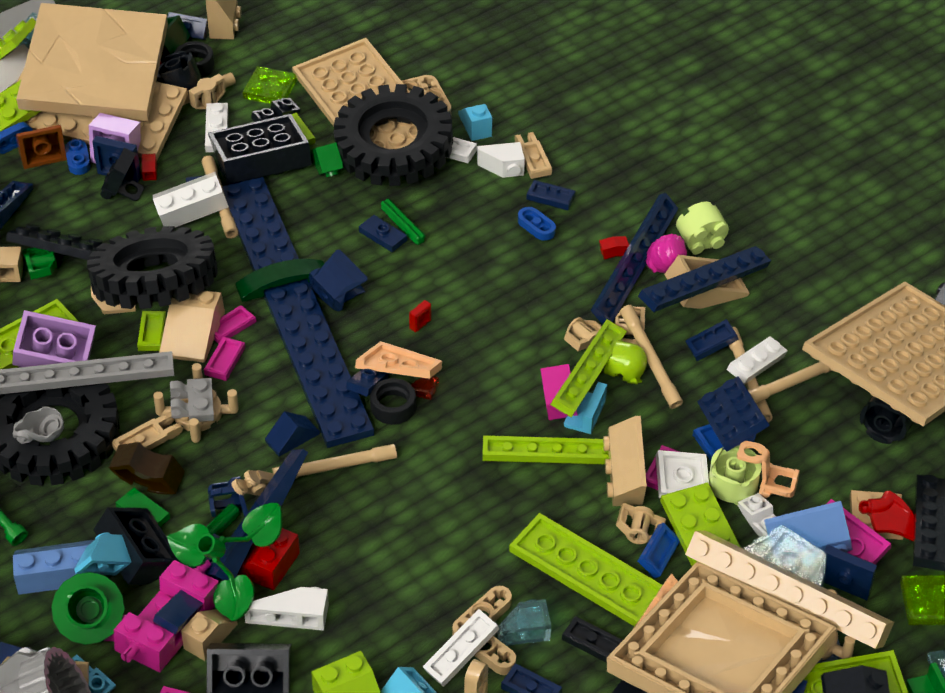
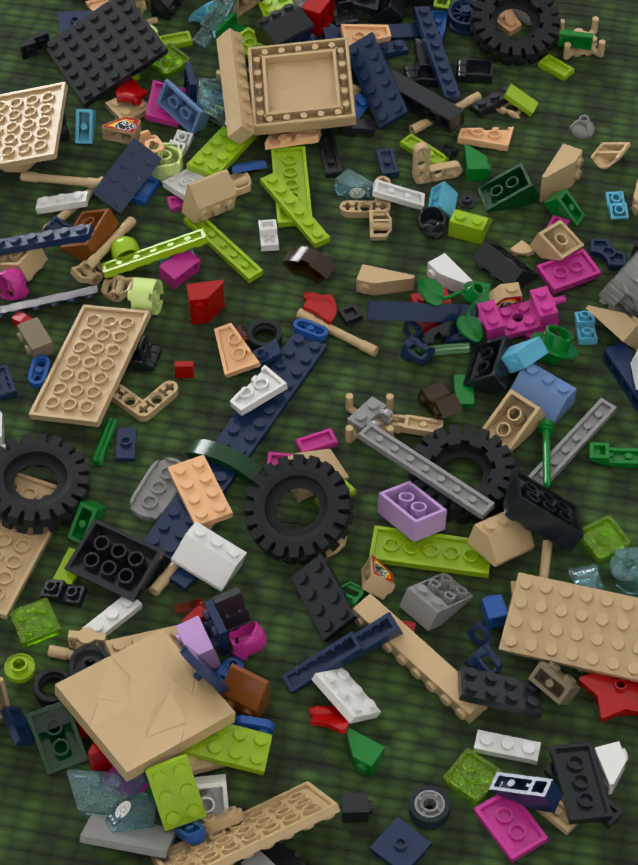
camera: 130 degrees left, 5 degrees up
(28, 285) = (377, 578): none -> tan slope
(39, 425) = (481, 447): light grey hair -> none
(54, 512) = (514, 419): none -> tan slope
(70, 97) = (203, 669): none -> dark blue piece
(81, 175) = (250, 640): none -> dark pink hair
(164, 168) = (188, 606): none -> clear red tile
(177, 612) = (514, 302): dark blue tile -> none
(227, 517) = (437, 332): none -> black slope
(234, 50) = (19, 668): none -> lime plate
(253, 483) = (398, 332): tan hinge -> none
(262, 234) = (200, 491): none -> light nougat plate
(290, 432) = (338, 365): dark blue slope -> none
(308, 226) = (154, 491): none -> light grey tile
(322, 339) = (260, 390): none -> white wing
(337, 280) = (202, 419): dark blue piece -> none
(343, 487) = (350, 314): none -> black plate
(358, 439) = (310, 330): none -> blue plate
(358, 541) = (382, 281): none -> tan slope
(380, 470) = (320, 305): none -> red arm
(384, 647) = (432, 223): none -> black hair
(417, 268) = (142, 405): none -> tan beam
(443, 600) = (379, 225): none -> tan piece
(446, 496) = (309, 263): none -> dark brown brick
(476, 296) = (145, 356): none -> black piece
(485, 369) = (205, 300): none -> red slope
(501, 254) = (90, 365): none -> tan plate
(532, 502) = (268, 235): none -> white slope
(539, 534) = (295, 210): none -> lime plate
(542, 336) = (146, 295): none -> yellowish green brick
(576, 235) = (34, 338): none -> dark tan brick
(683, 351) = (104, 227): none -> dark orange slope
(829, 478) = (122, 130): none -> slope
(874, 451) = (85, 126): none -> medium azure slope

